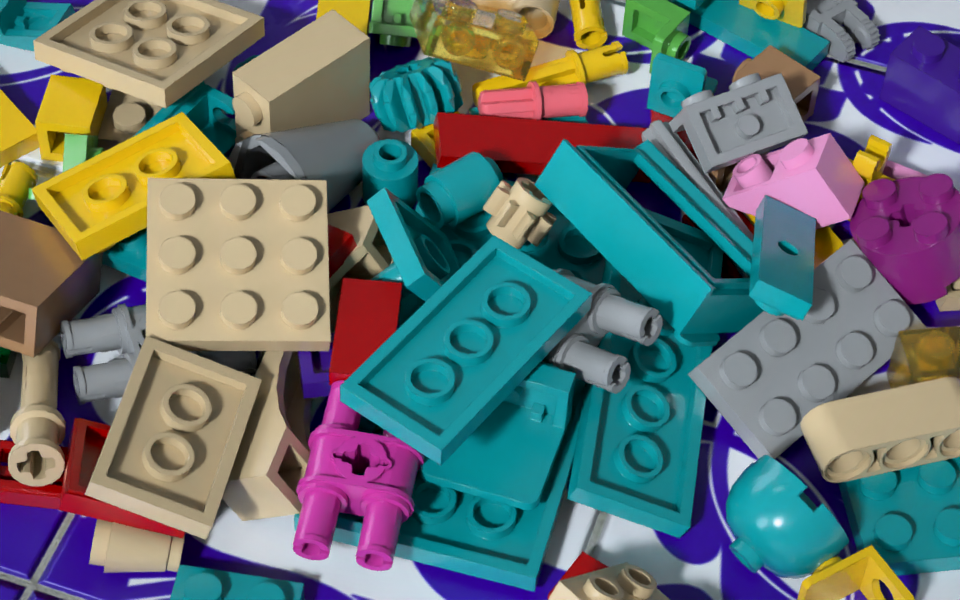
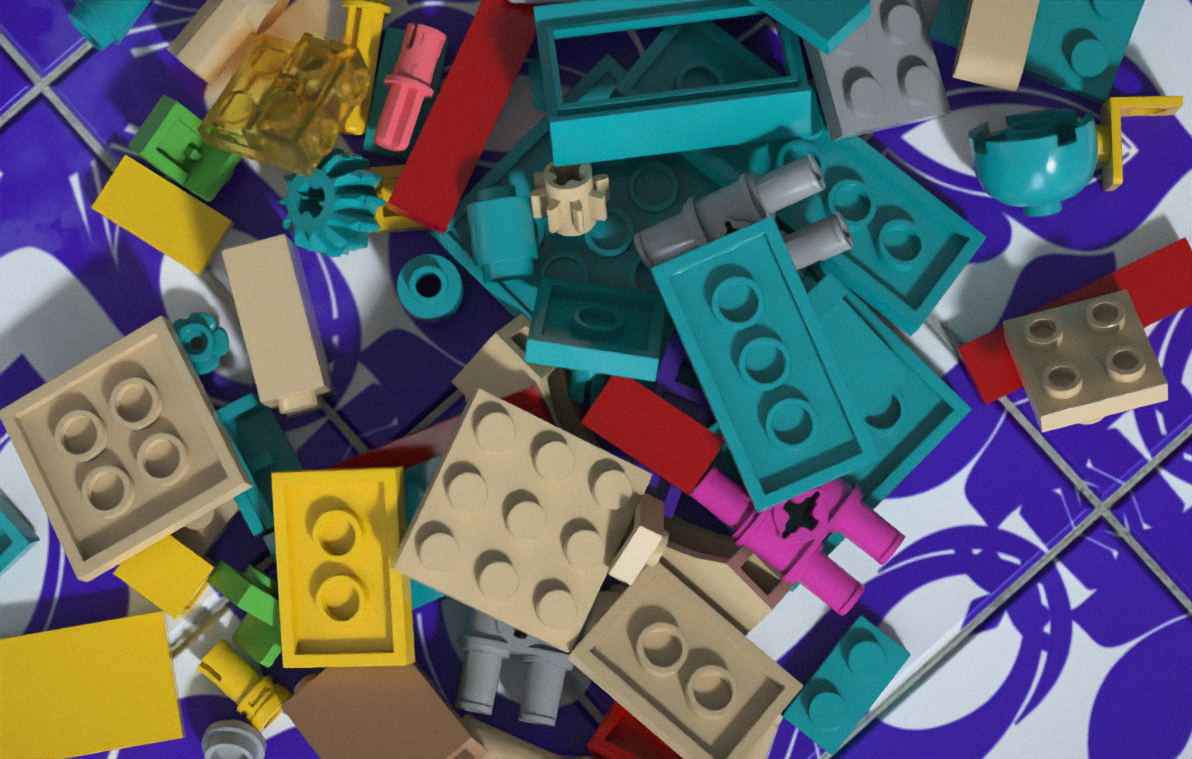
camera: 55 degrees left, 35 degrees up
(270, 350) = (642, 542): none -> tan plate
(308, 153) = (380, 366): light grey cone -> none

